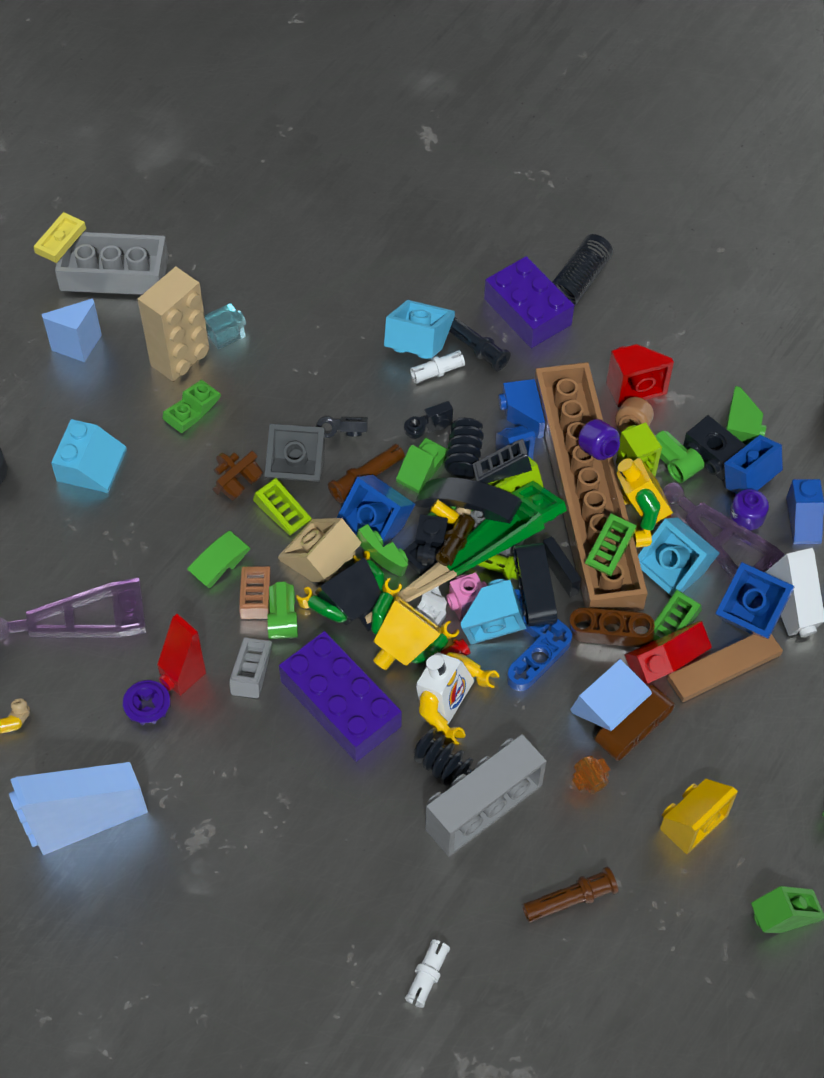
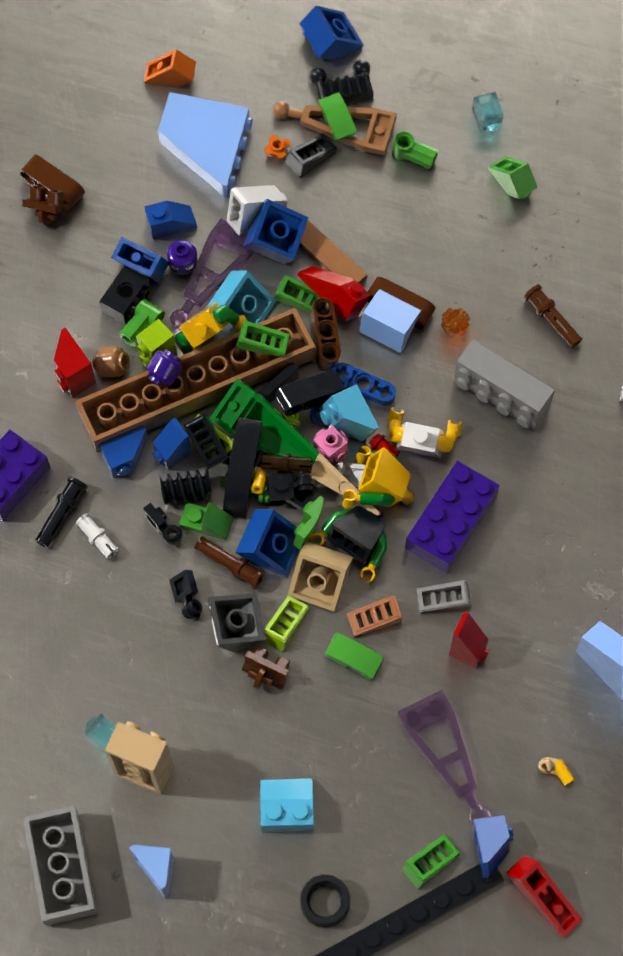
camera: 105 degrees left, 10 degrees up
(59, 237) = (57, 913): light yellow plate -> none
(145, 691) = (498, 657): dark purple gear -> none
(194, 405) = (200, 736): bright green slope -> none
(282, 615) = (397, 583): bright green piece -> none
(418, 328) = (63, 558): medium azure slope -> none
(440, 758) = (479, 425): black piece -> none
(697, 813) = (464, 241): yellow slope -> none
(744, 417) = (89, 279): bright green slope -> none

